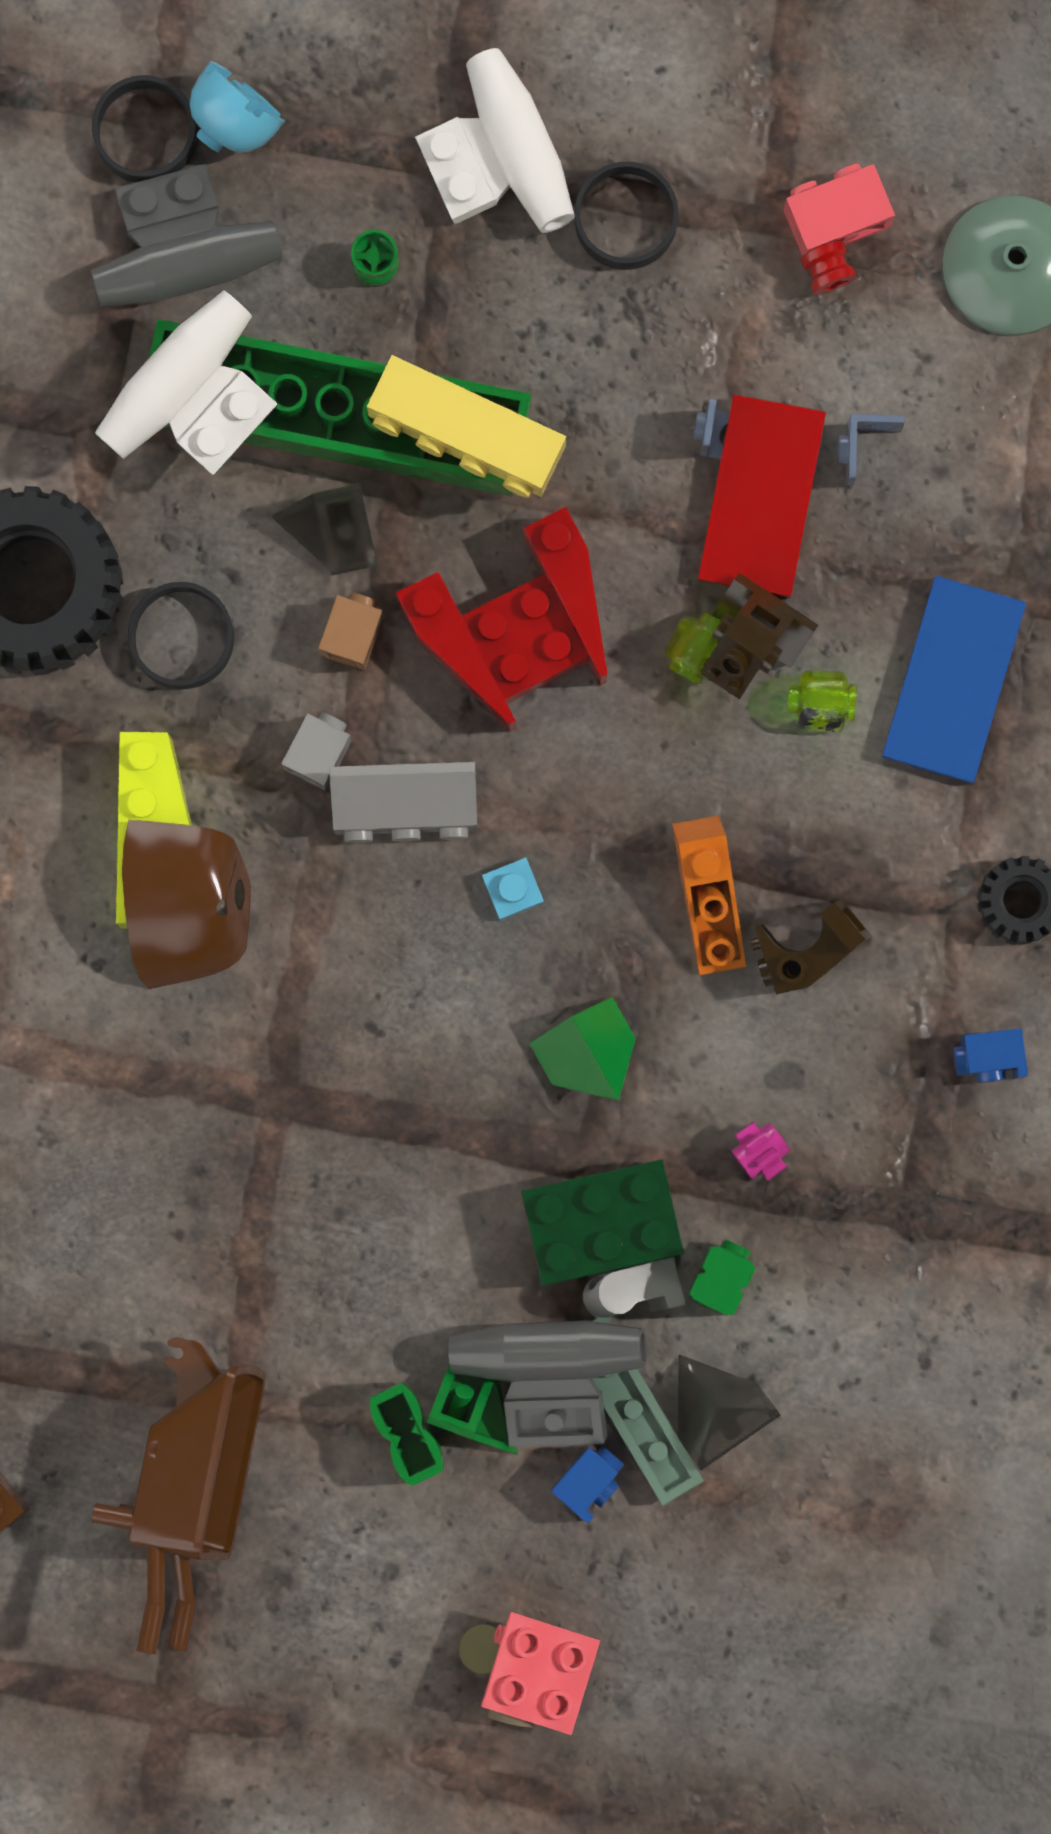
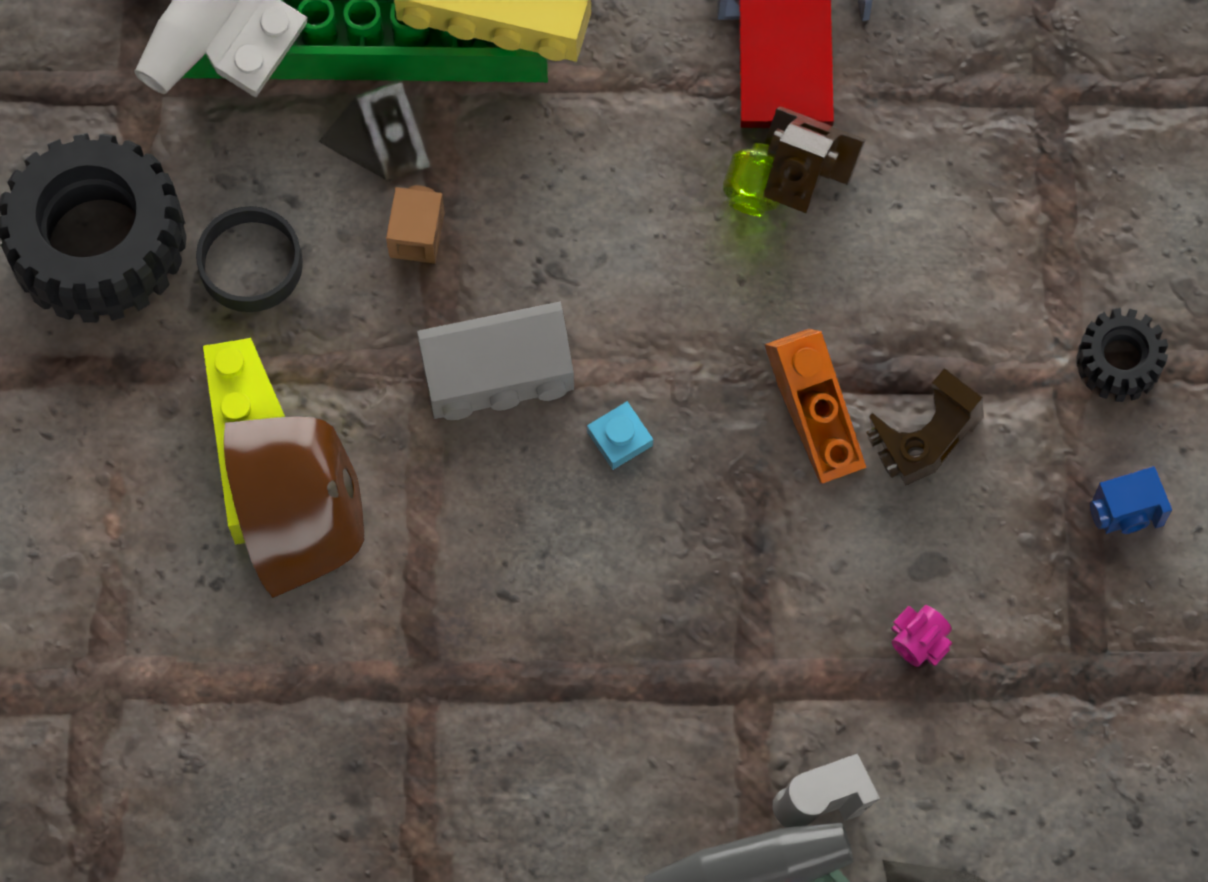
camera: 10 degrees left, 15 degrees down
(317, 747) = (396, 339): light grey brick -> none
(523, 634) = (581, 200): red wedge -> none
(588, 1051) = (724, 572): green slope -> none
(602, 1222) = (774, 733): dark green brick -> none
(722, 1276) = (912, 764): green brick -> none
(822, 700) = (885, 207): clear neon green head -> none
(953, 680) = (1006, 171): blue tile -> none

